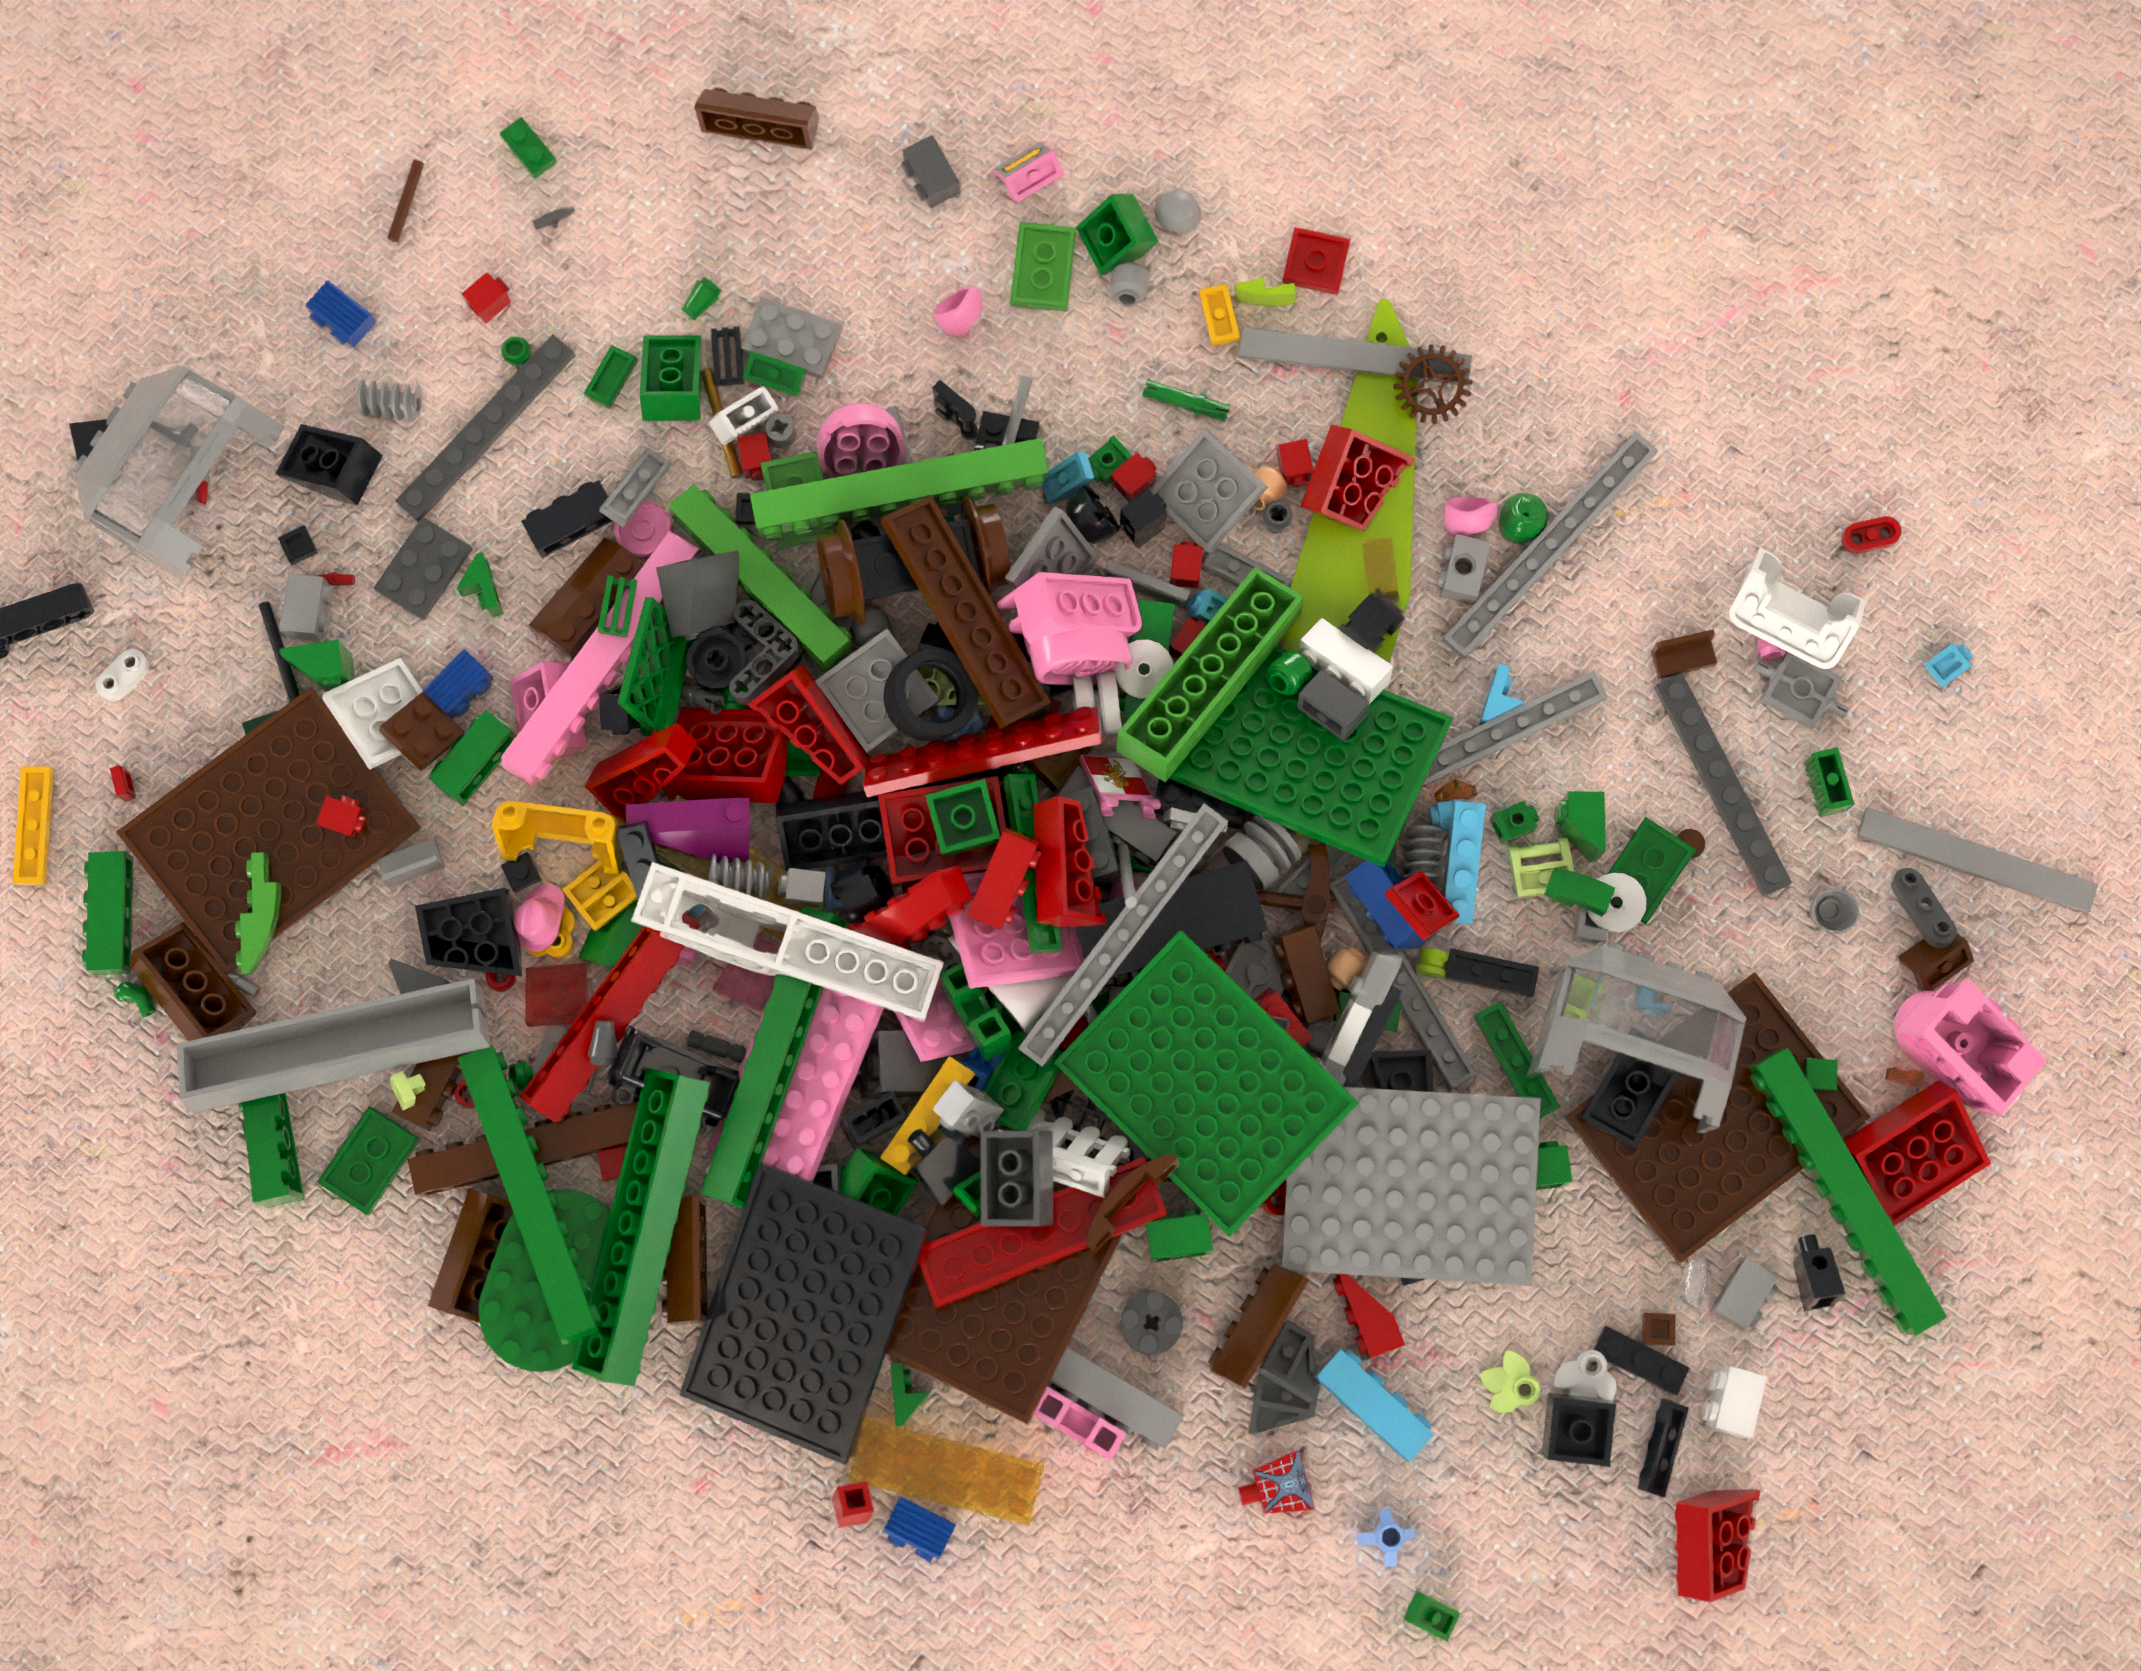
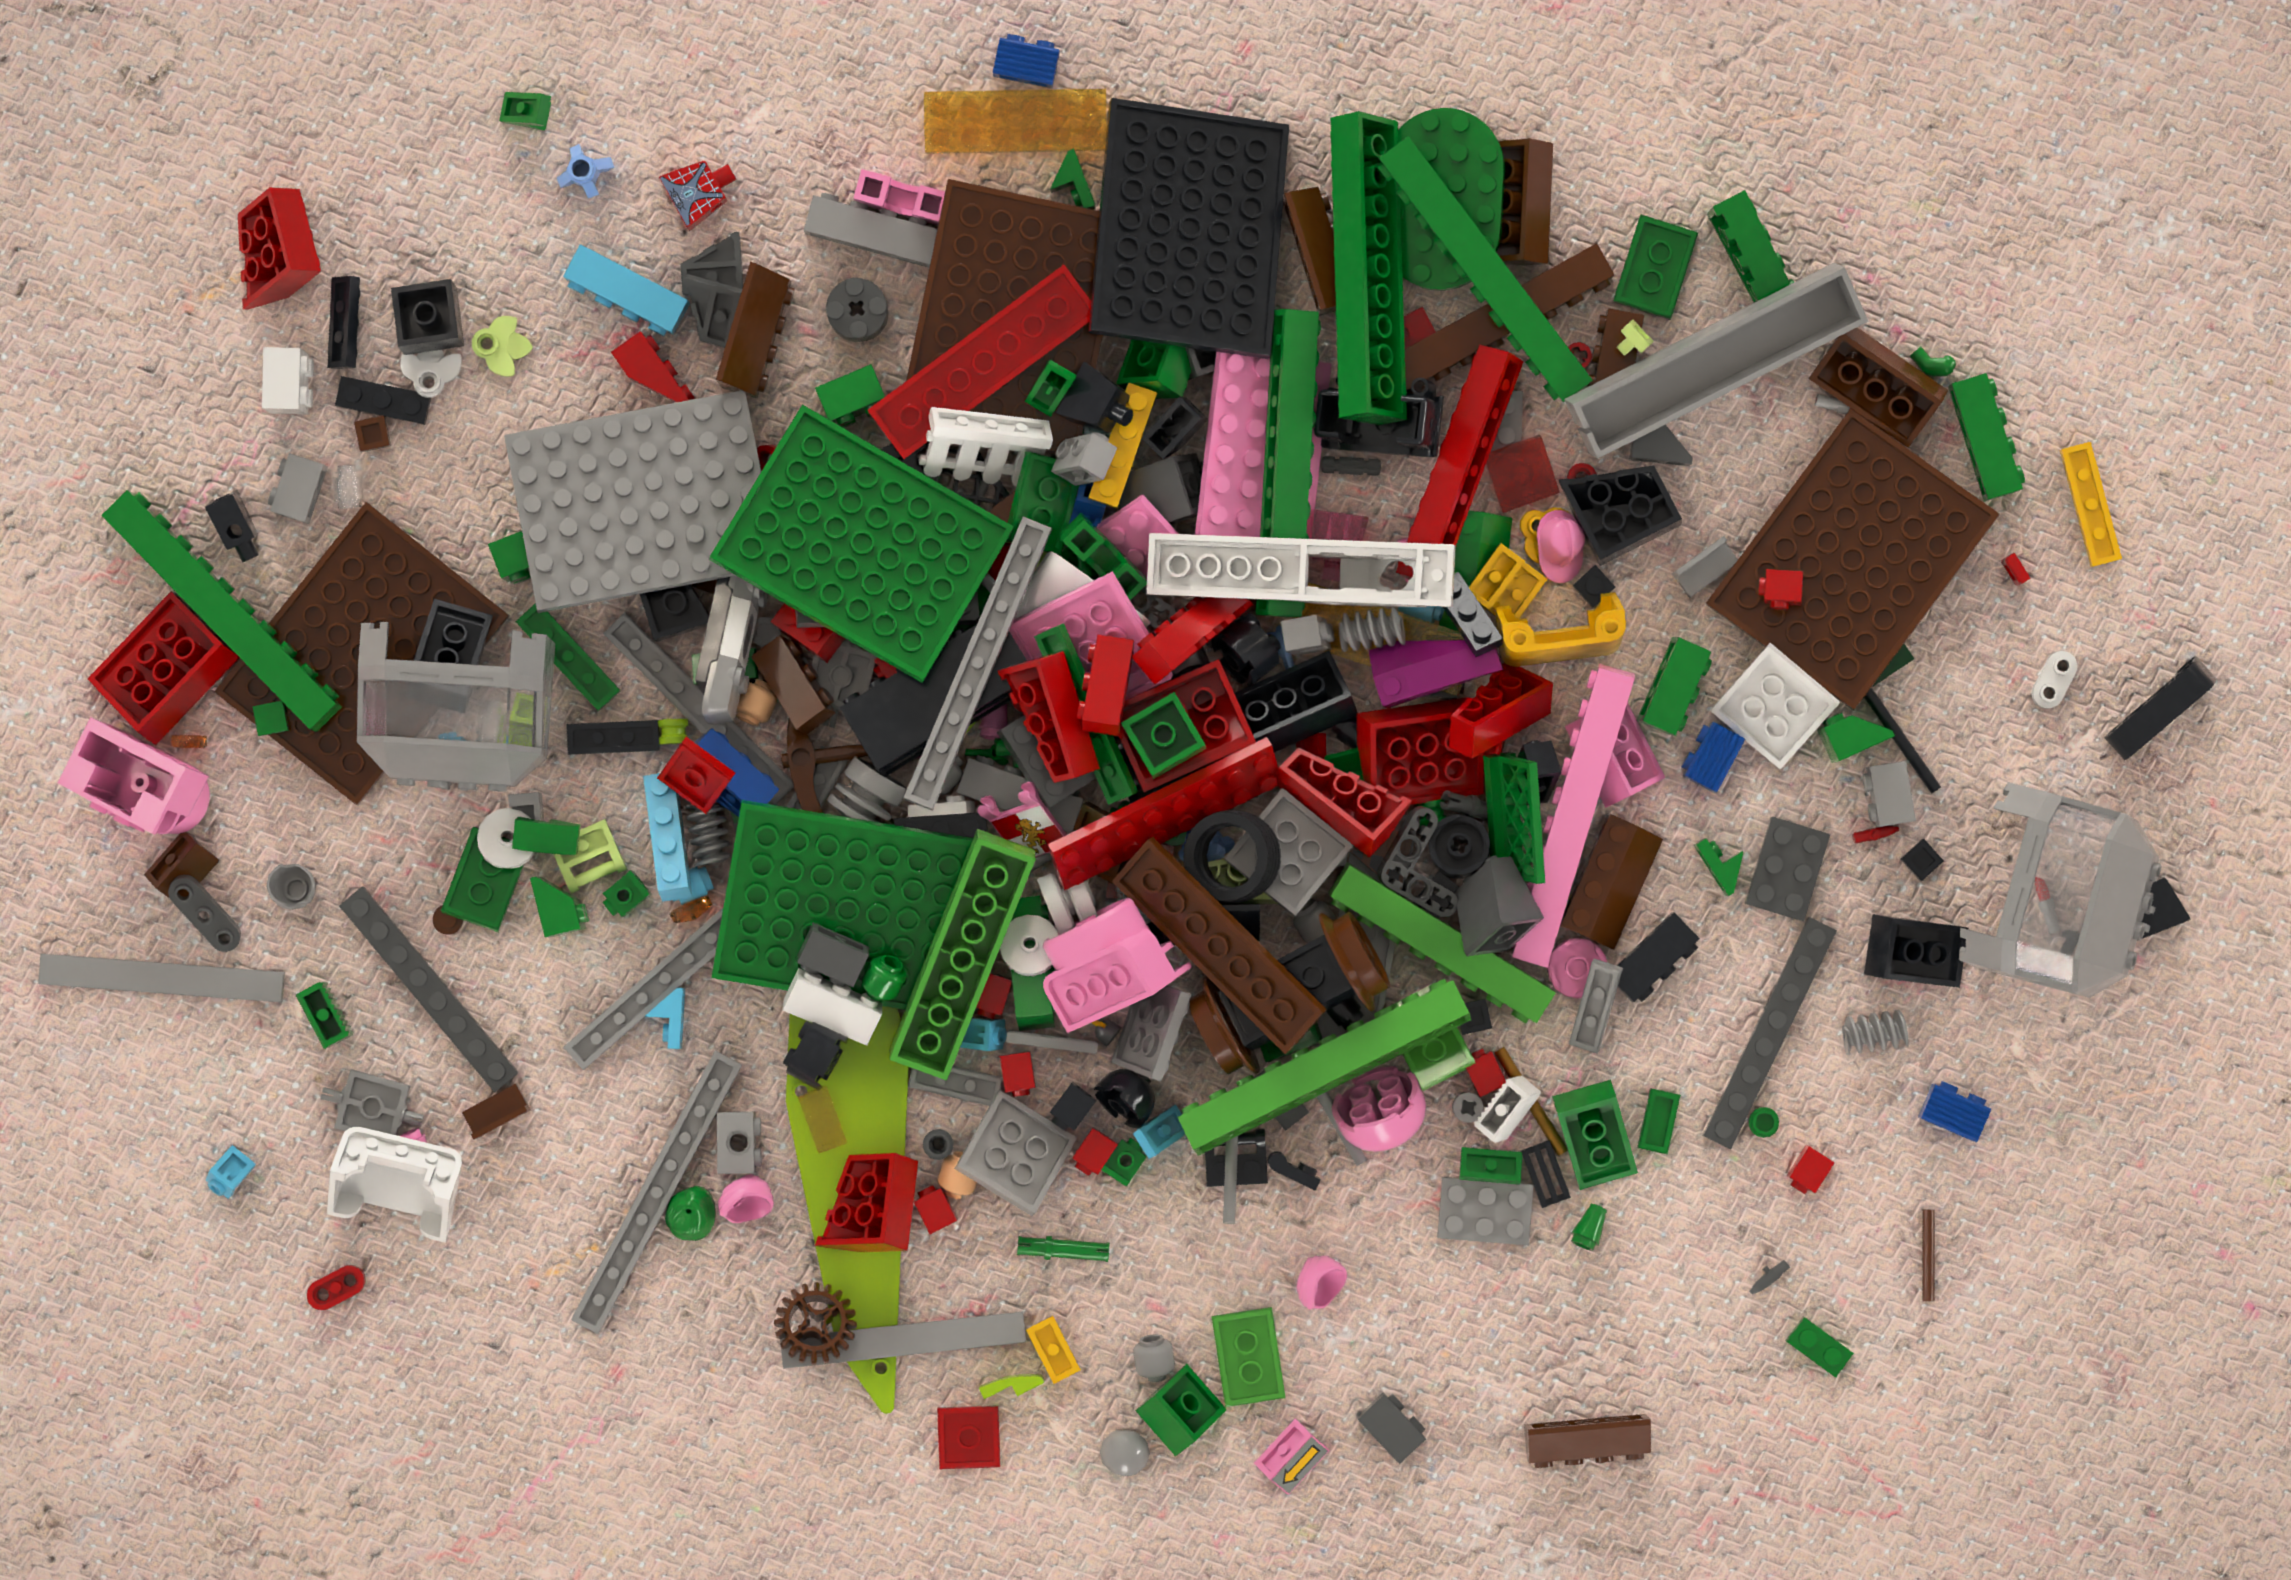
camera: 165 degrees right, 10 degrees up
(258, 927) = (1831, 460): bright green slope -> none
(421, 731) = (1731, 696): reddish brown plate -> none
(520, 1073) = (1532, 386): green plate -> none
(603, 1044) = (1453, 428): dark grey cone -> none
(621, 584) = (1574, 894): green tile -> none
(852, 1504) = (1094, 66): red brick -> none
(1016, 1178) = (1017, 400): dark grey brick -> none
(1126, 875) = (991, 726): light grey bar -> none
(1157, 1170) = (925, 377): reddish brown slope -> none

